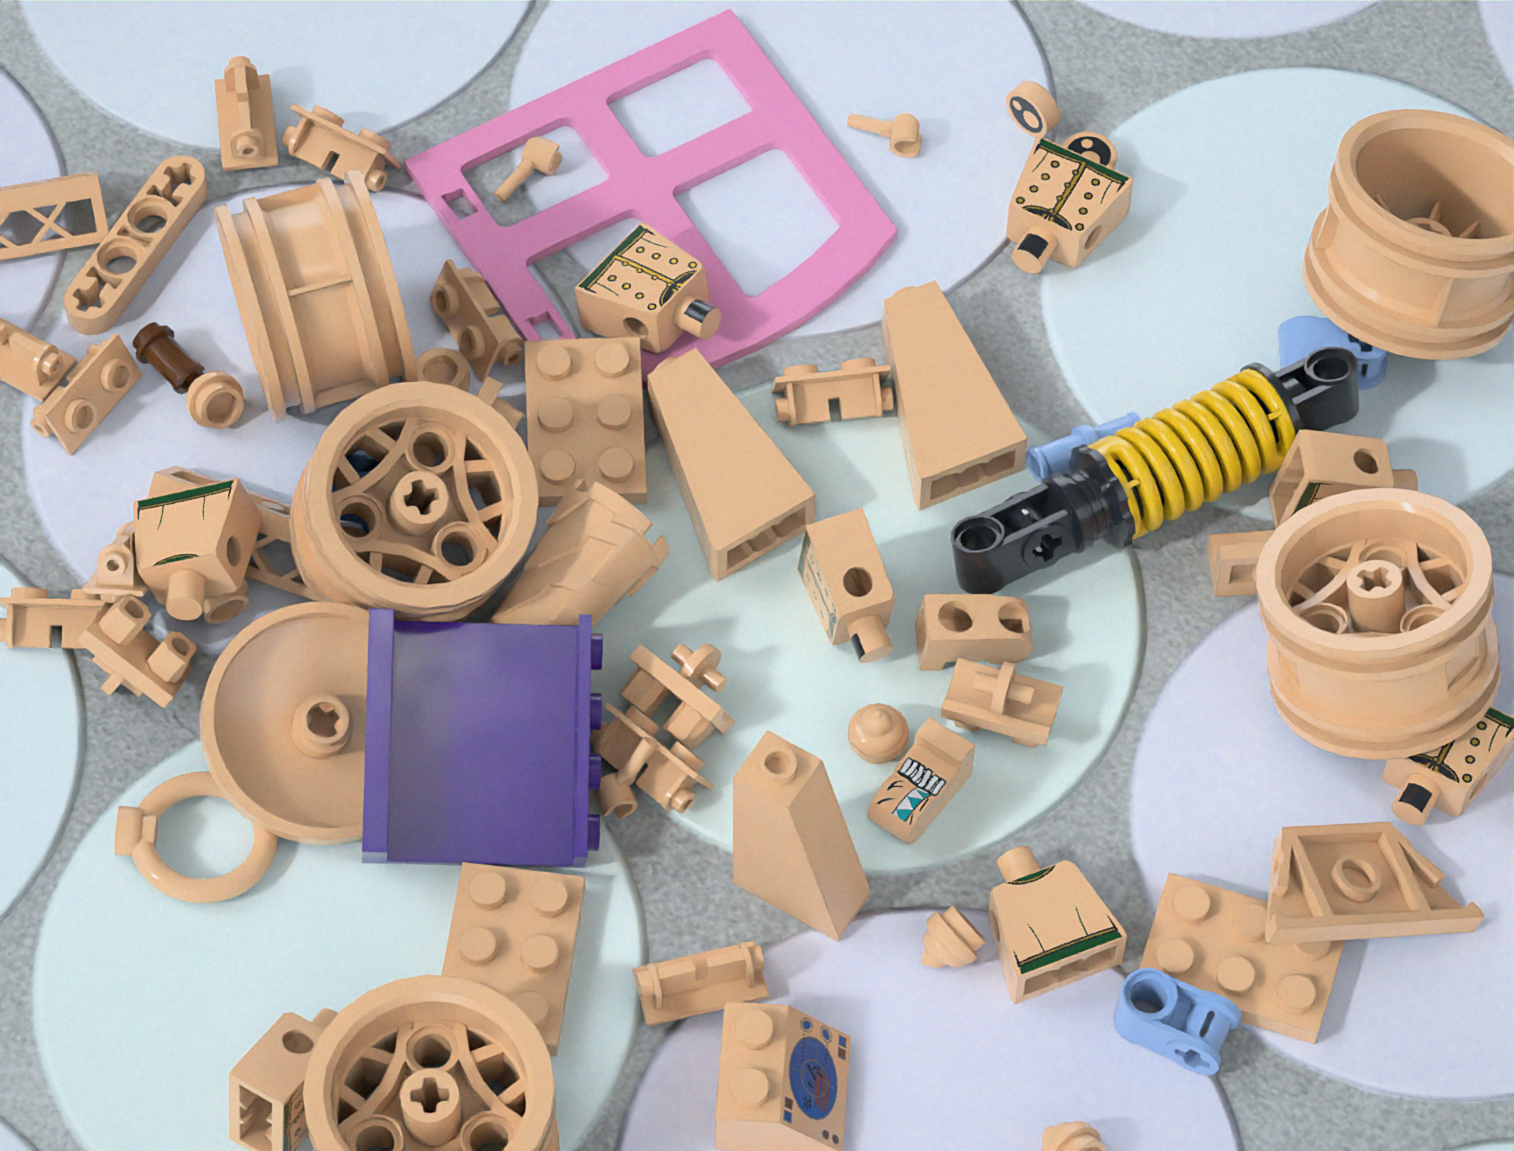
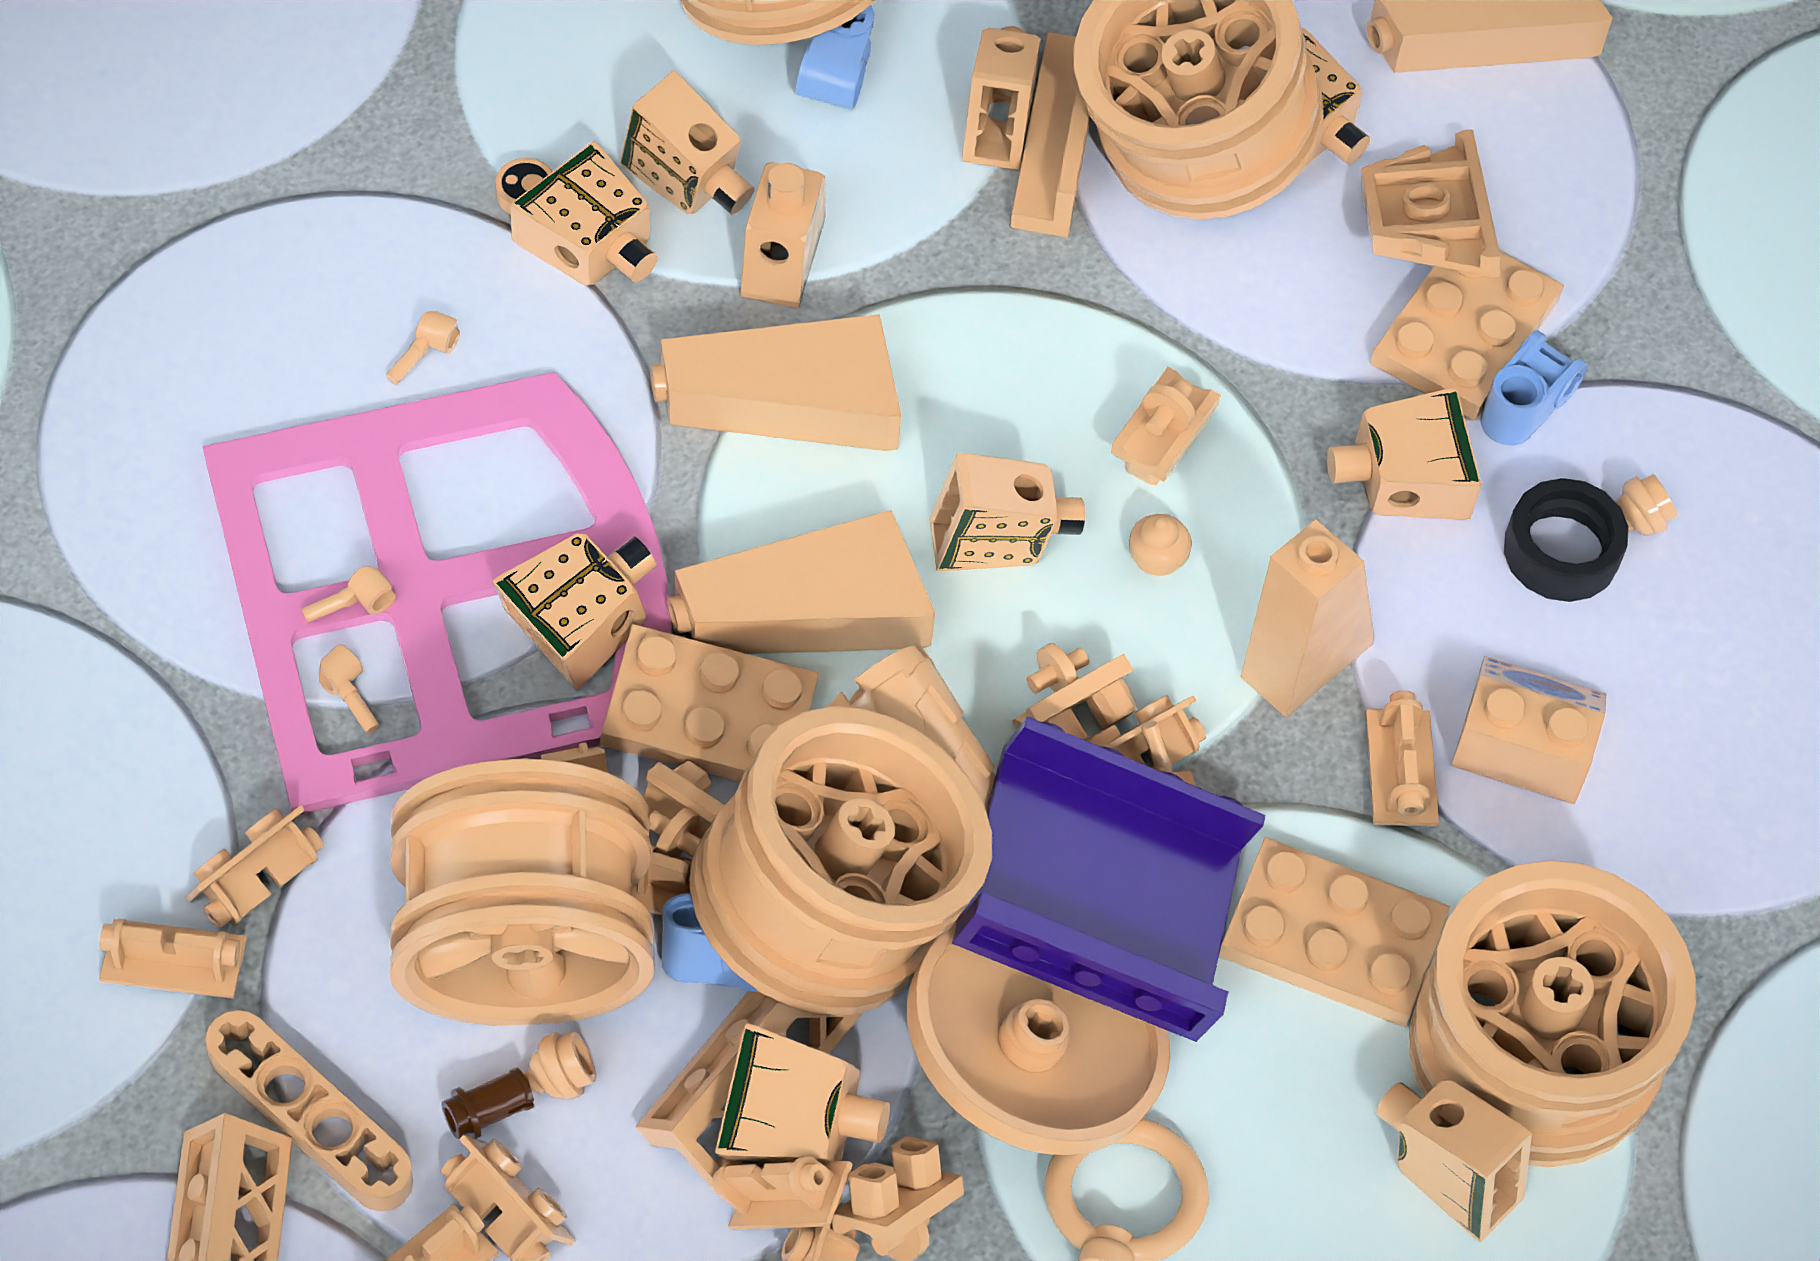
camera: 80 degrees left, 0 degrees up
(617, 149) = (366, 586): none -> light nougat hand
(854, 385) = (734, 498): light nougat hinge -> none
(922, 782) = (1229, 518): light nougat leg -> none
(950, 940) = (1407, 542): light nougat plate -> none
(972, 629) = (1071, 433): light nougat leg -> none
(1013, 1037) = (1574, 501): none -> black tyre
(1033, 108) = (453, 210): light nougat tile -> none
(1055, 455) = (881, 280): light blue pin -> none
(1099, 349) = (786, 211): none -> light nougat torso
(1158, 251) = (684, 149): none -> light nougat torso
(1158, 468) = (944, 218): piece -> none

